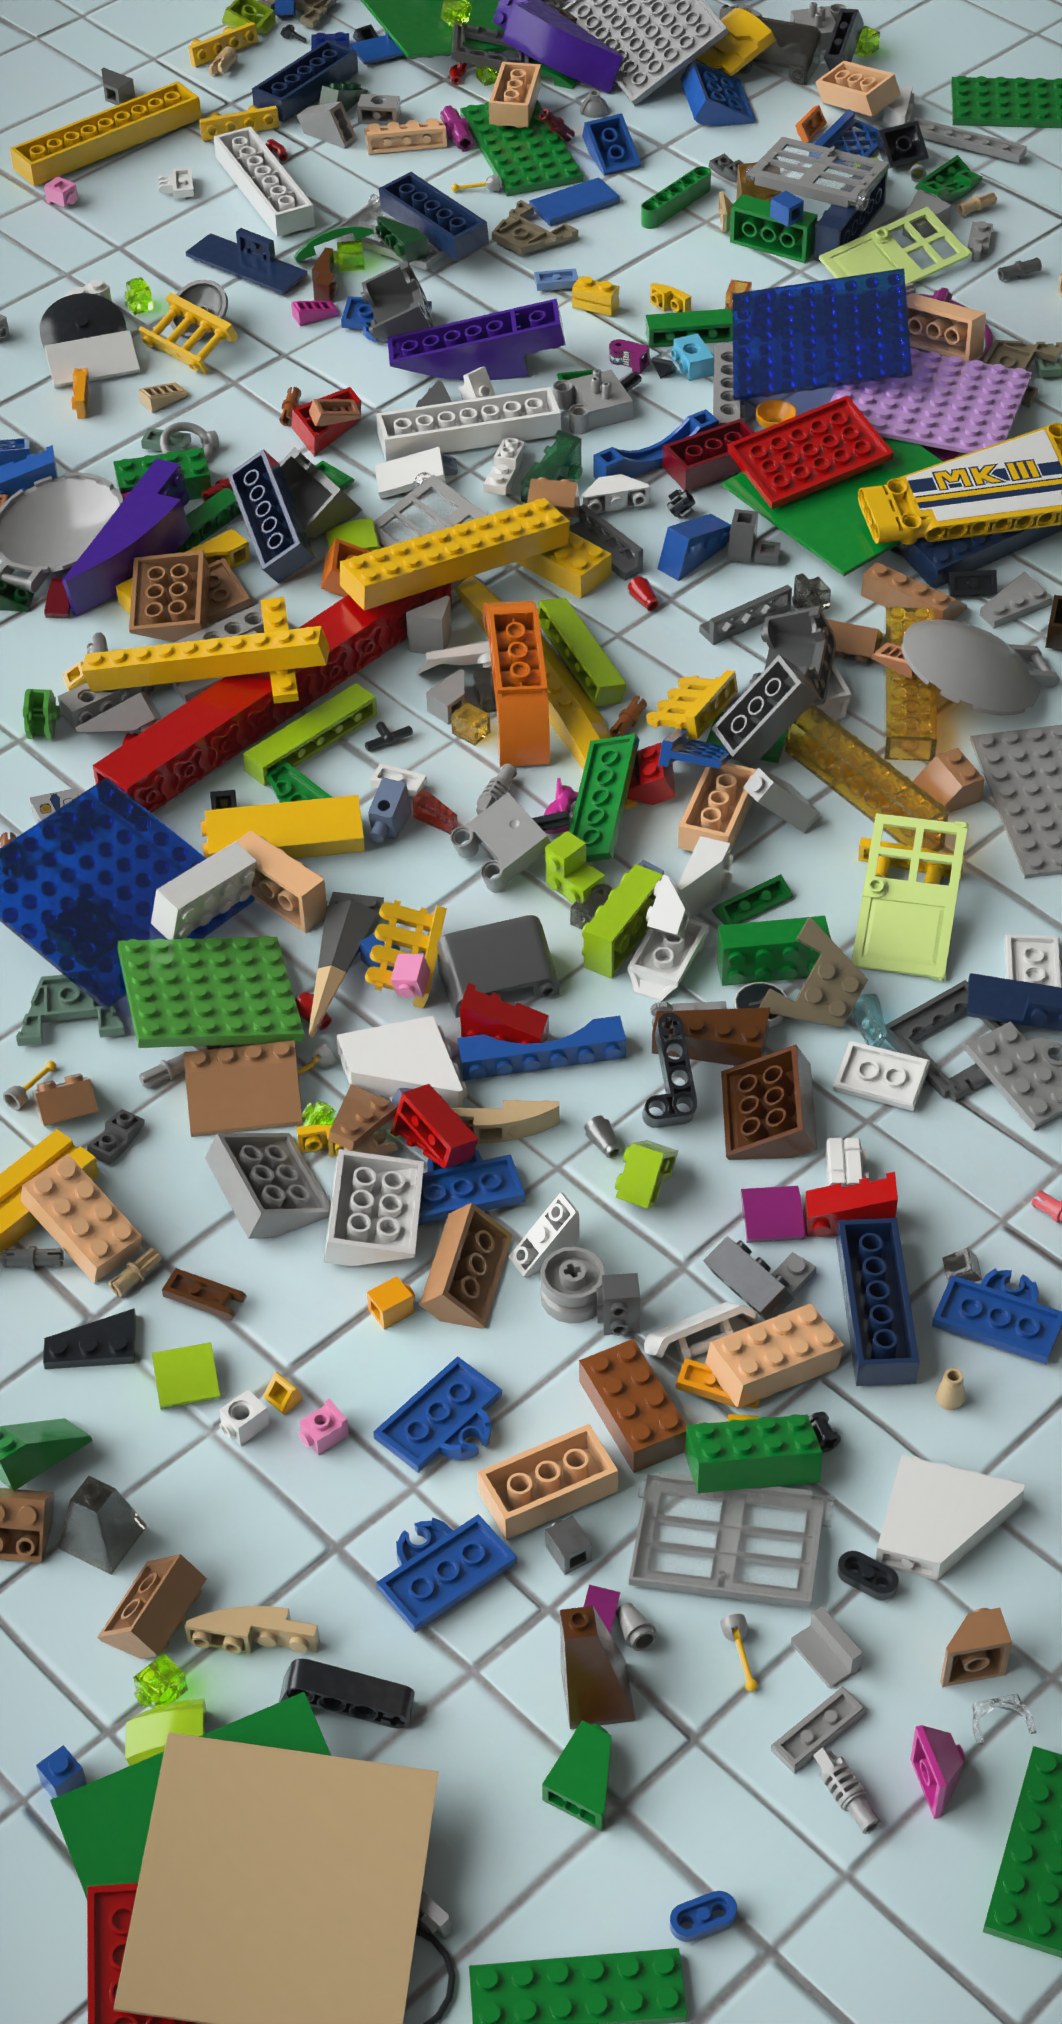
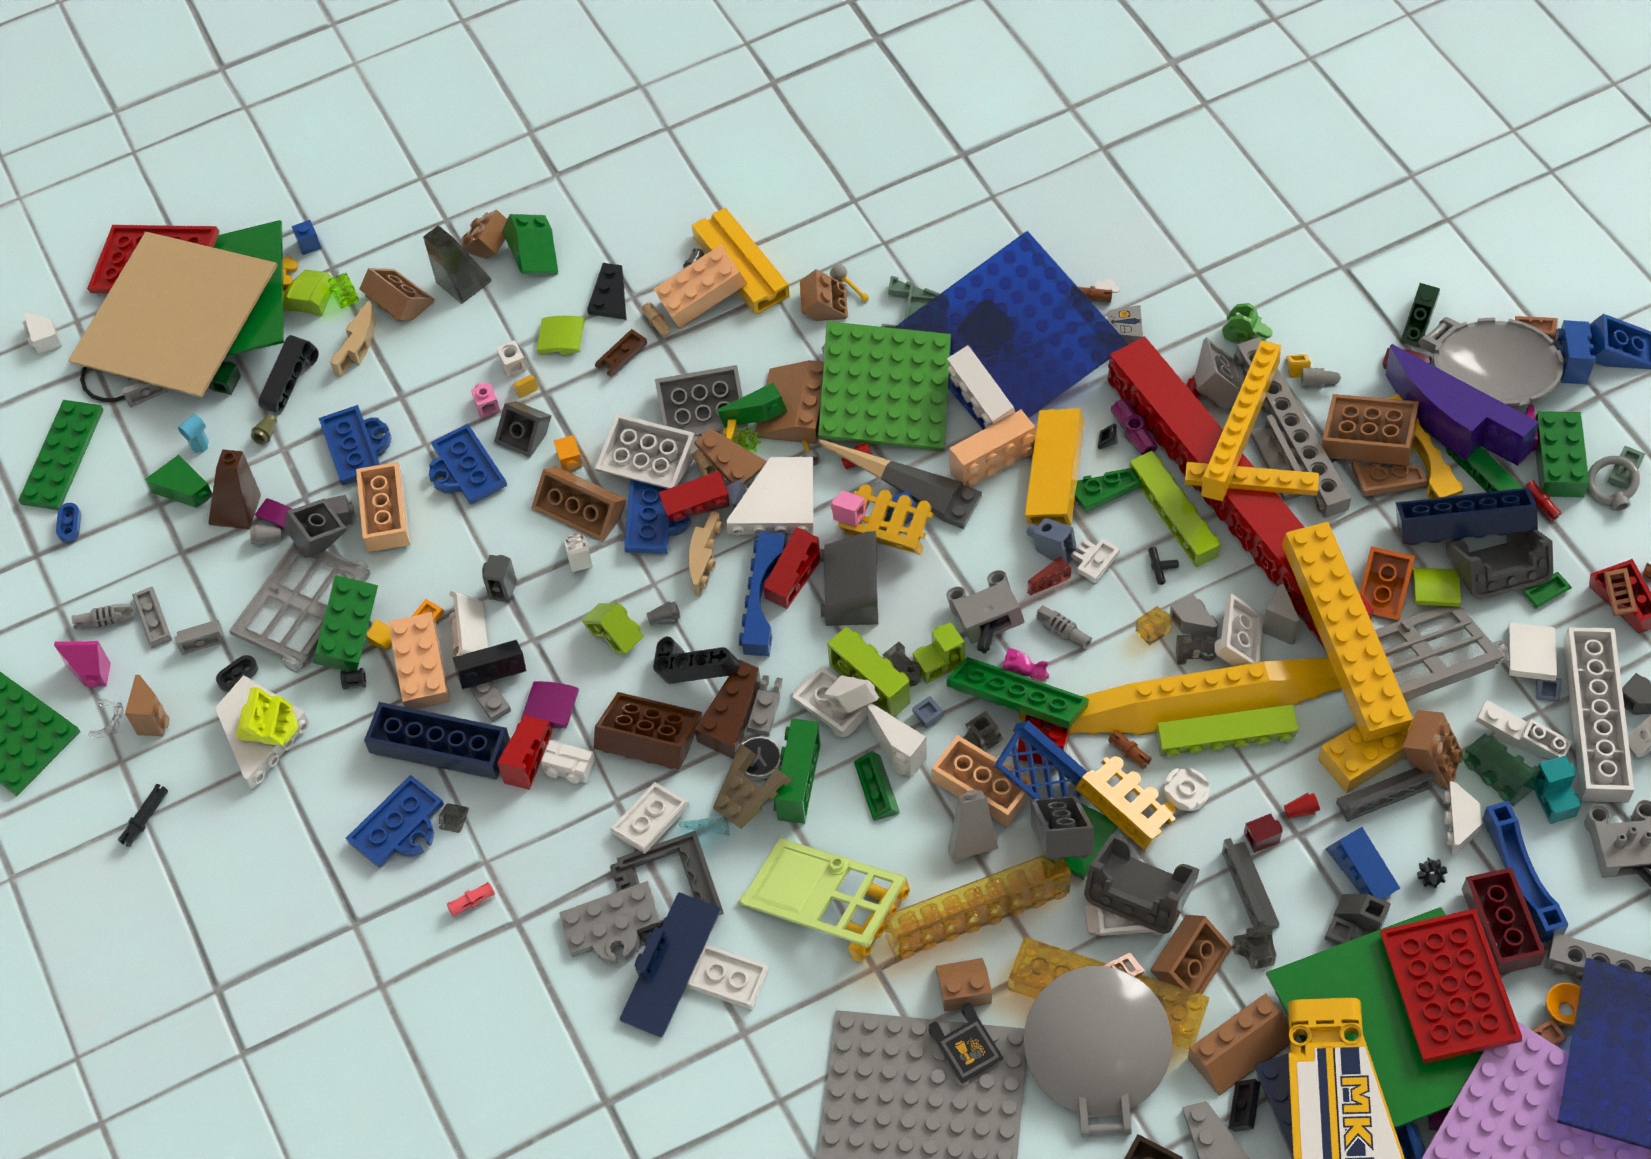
camera: 110 degrees right, 10 degrees up
(118, 1135) = (781, 325): dark grey slope -> none
(207, 779) = (1133, 427): none -> magenta piece
(268, 1099) = (755, 407): none -> green slope
(362, 1366) = (521, 428): none -> dark grey slope
(452, 1698) = (263, 430): none -> olive cone
(496, 1776) = (193, 431): none -> medium azure piece
(518, 682) = (1185, 645): orange slope -> none
(554, 421) = (1555, 789): none -> teal brick
(570, 1284) = (534, 558): light grey wheel -> none
(617, 1542) = (313, 527): none -> dark grey slope
(633, 1405) = (422, 571): dark orange brick -> none
(656, 824) = (983, 732): none -> clear smoke brick
(657, 673) = (1186, 789): none -> white tile
(686, 612) = (1263, 832): none -> dark red brick
(735, 1629) = (237, 588): hinge -> none
(945, 1480) = (266, 719): none -> neon yellow piece
(951, 1390) = (347, 767): tan cone -> none
(1017, 764) = (968, 1047): none -> black flag

